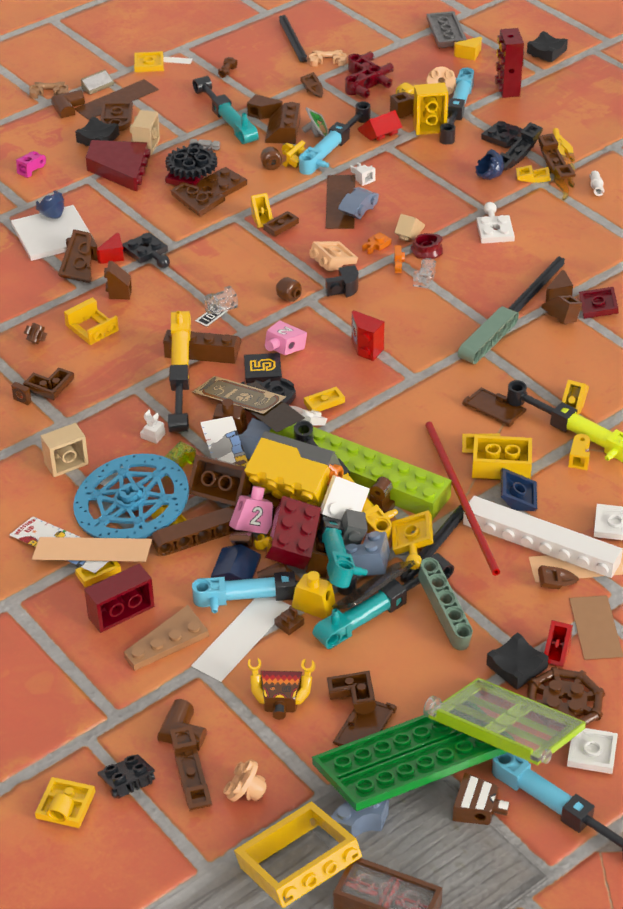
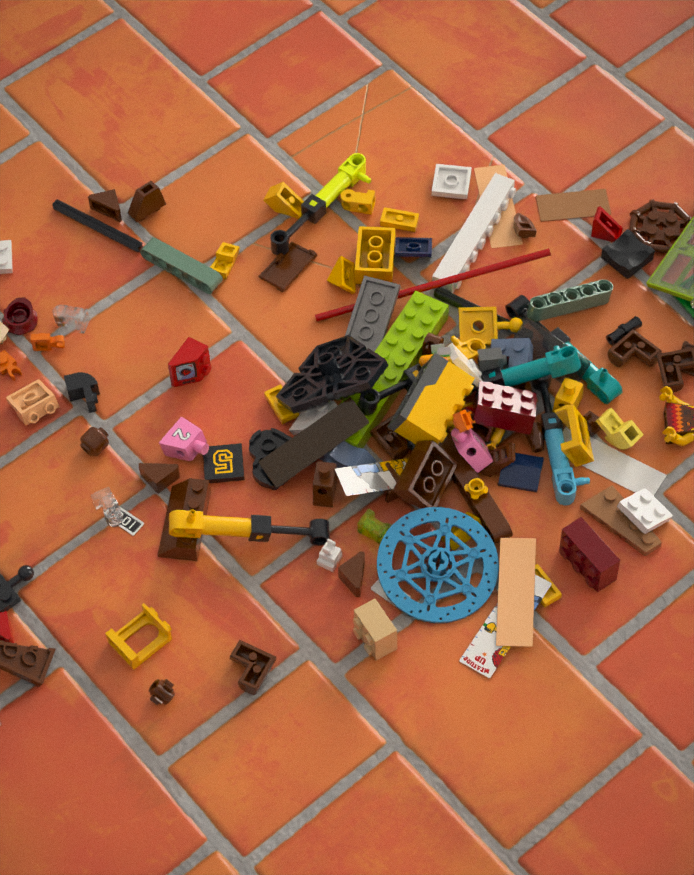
camera: 90 degrees left, 15 degrees up
(21, 393) = (268, 693): reddish brown tile -> none
(118, 282) = (74, 612): reddish brown slope -> none
(129, 443) = (352, 573): none -> reddish brown slope
(170, 650) = (644, 511): none -> white plate
(205, 516) = (476, 483): none -> yellow plate
(241, 394) = (282, 473): sticker -> none
(248, 326) = (159, 475): none -> reddish brown slope
(254, 579) = (576, 450): none -> yellow panel
(265, 486) = (463, 421): none -> orange plate
(272, 637) = (618, 433): none -> light yellow brick
(341, 418) = (332, 373): none -> black plate
(350, 475) = (437, 348): none -> flat silver piece
(385, 657) = (632, 345): none -> reddish brown brick
(410, 655) = (623, 330): none -> black pin
(426, 450) = (373, 311): none -> flat silver plate
(501, 365) = (225, 259): none -> yellow slope
(557, 482) = (399, 219): none -> yellow plate
(598, 302) = (130, 175): dark red plate -> none

